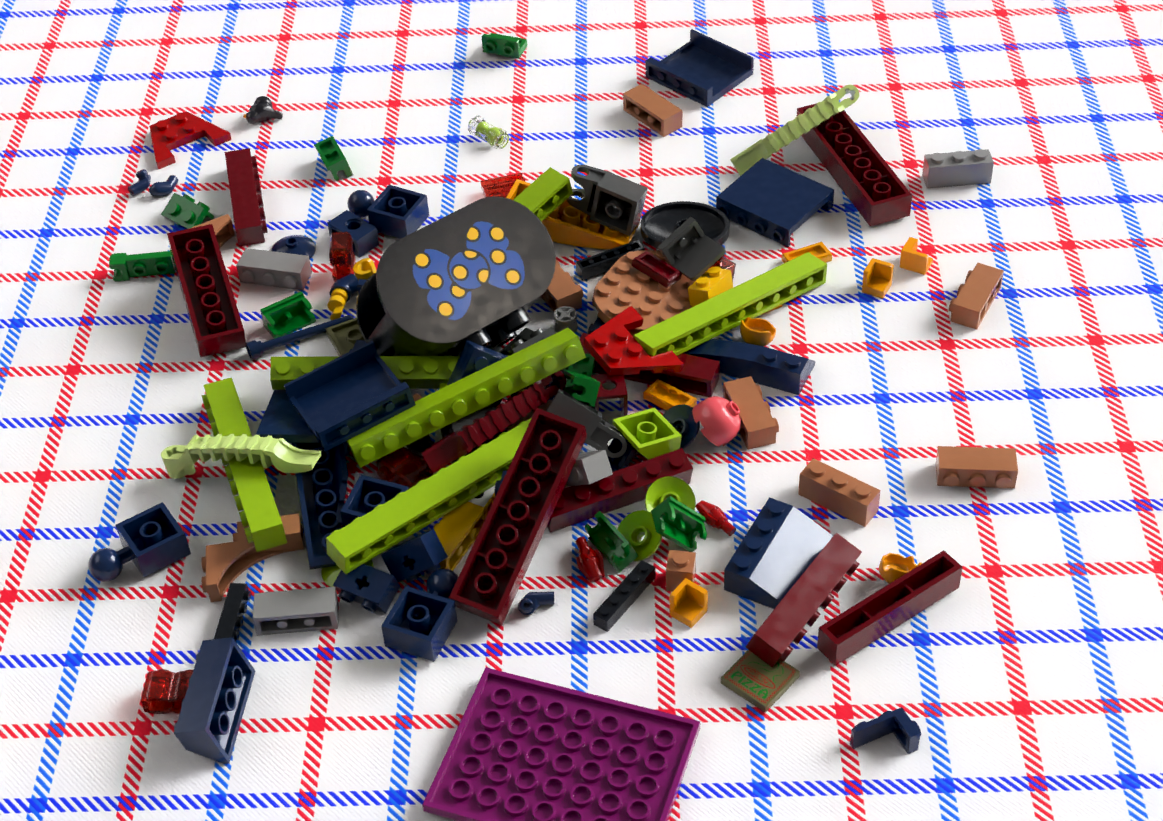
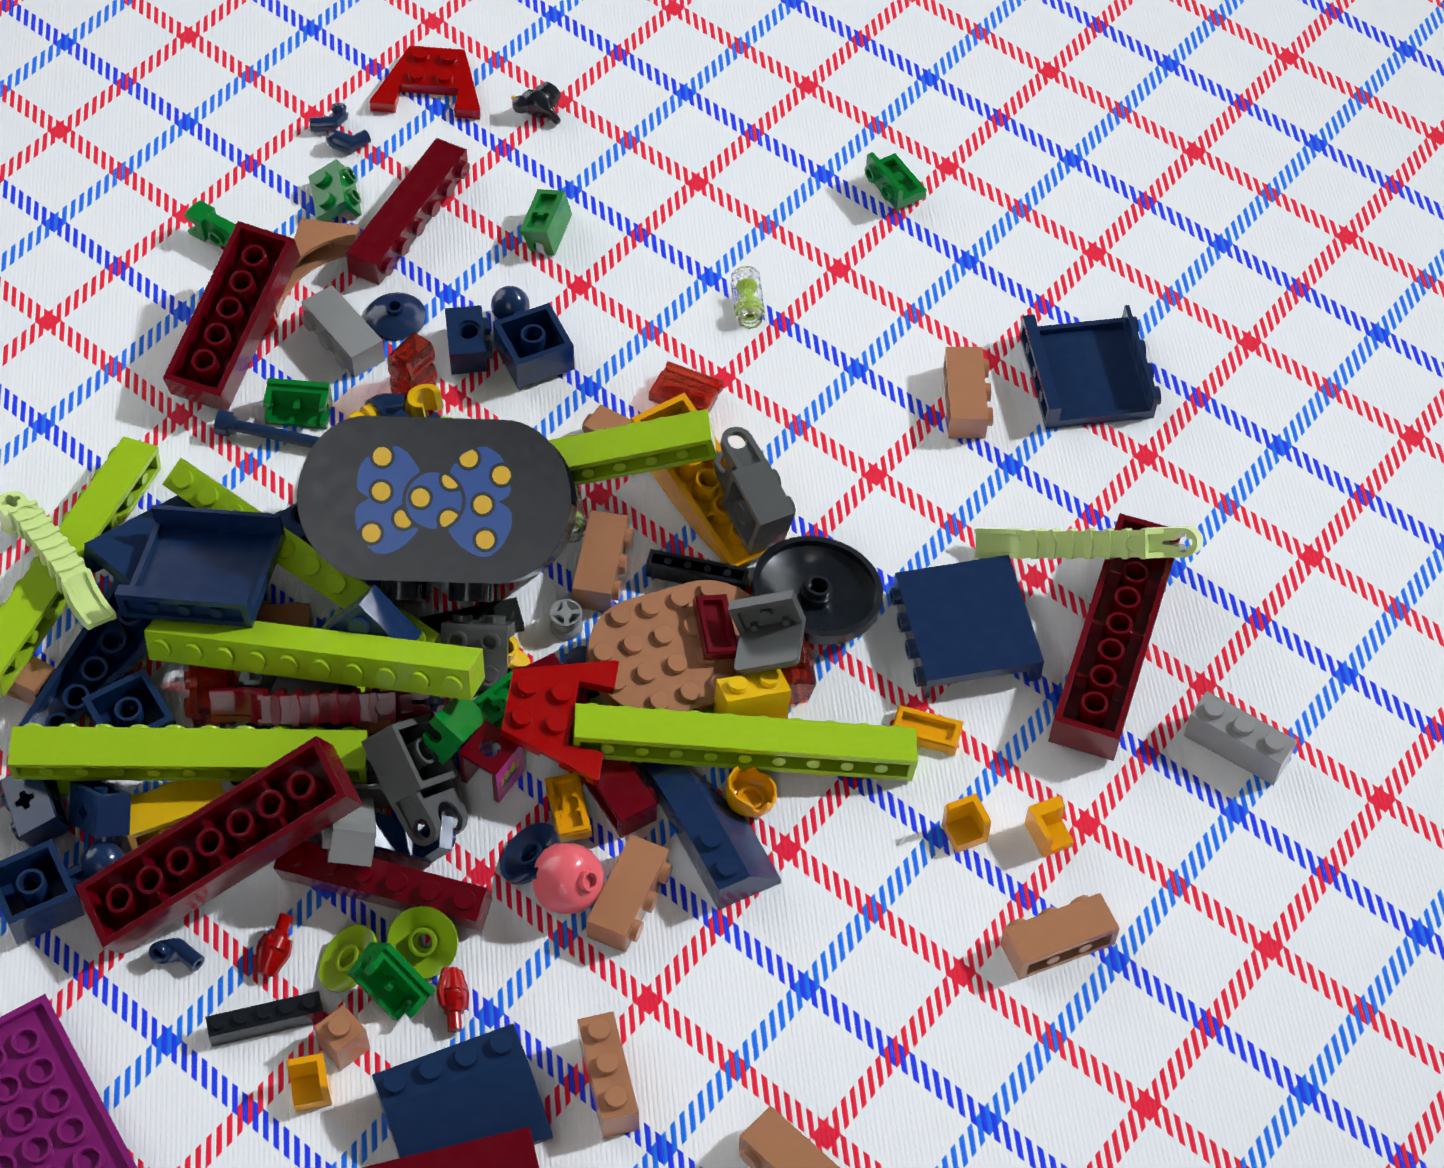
camera: 35 degrees right, 10 degrees up
(611, 543) = (316, 944): green hinge -> none
(649, 432) = (475, 841): lime slope -> none

